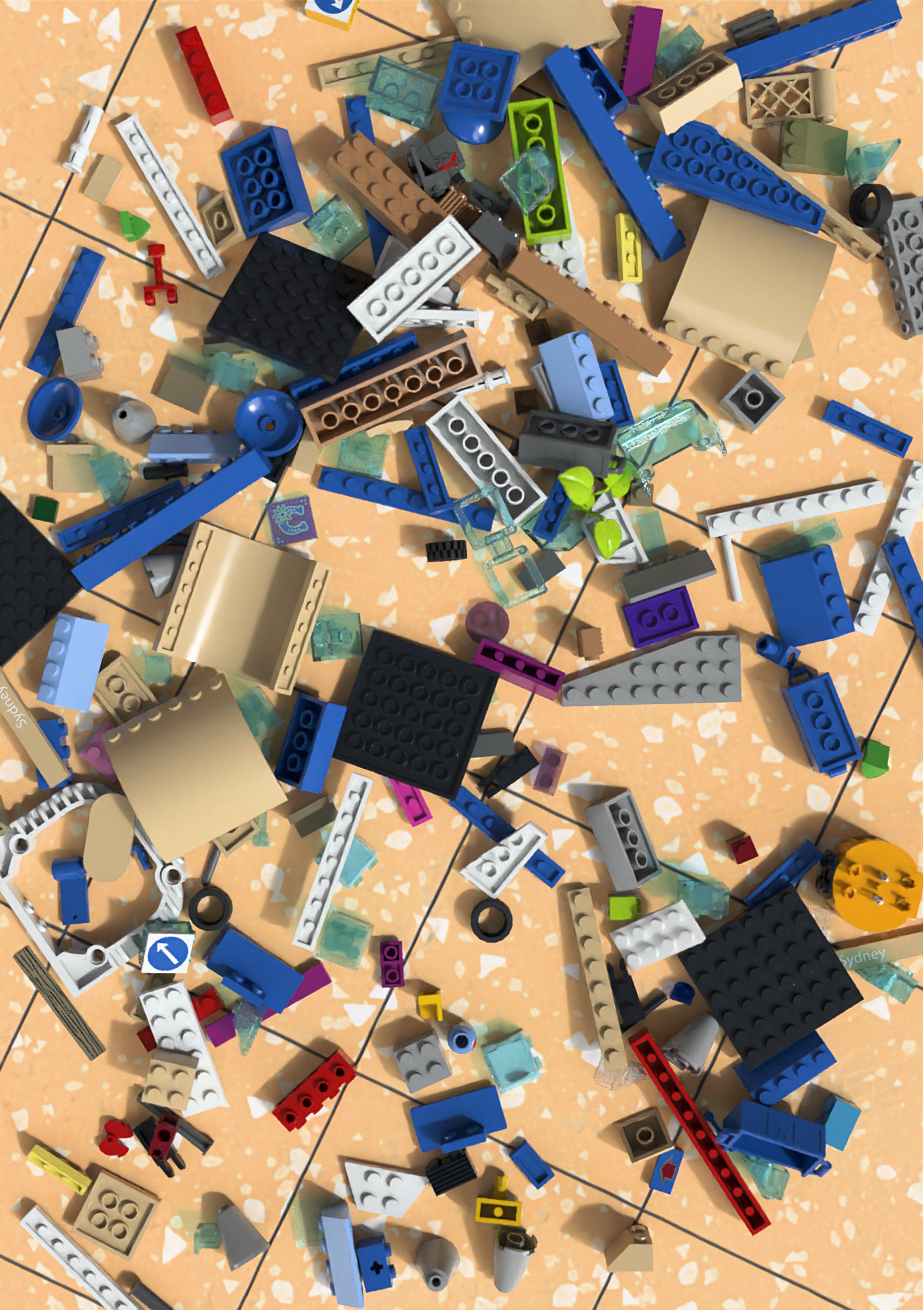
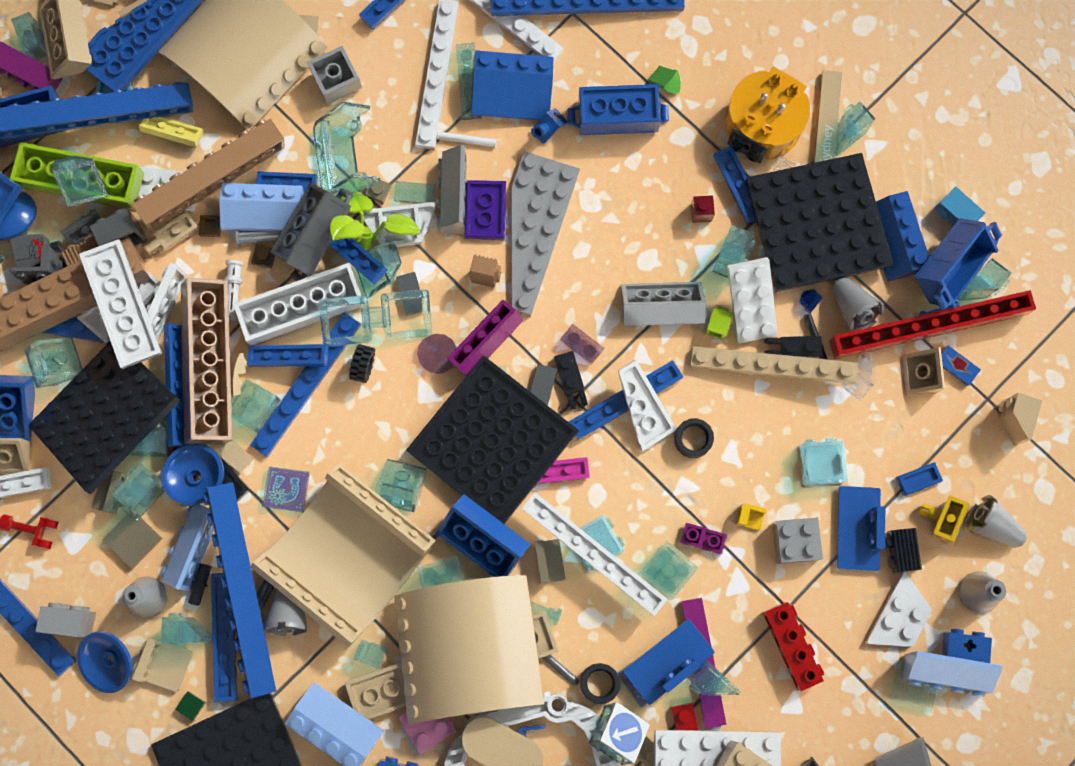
camera: 70 degrees left, 10 degrees down
(461, 1045) = (794, 495): medium blue head -> none

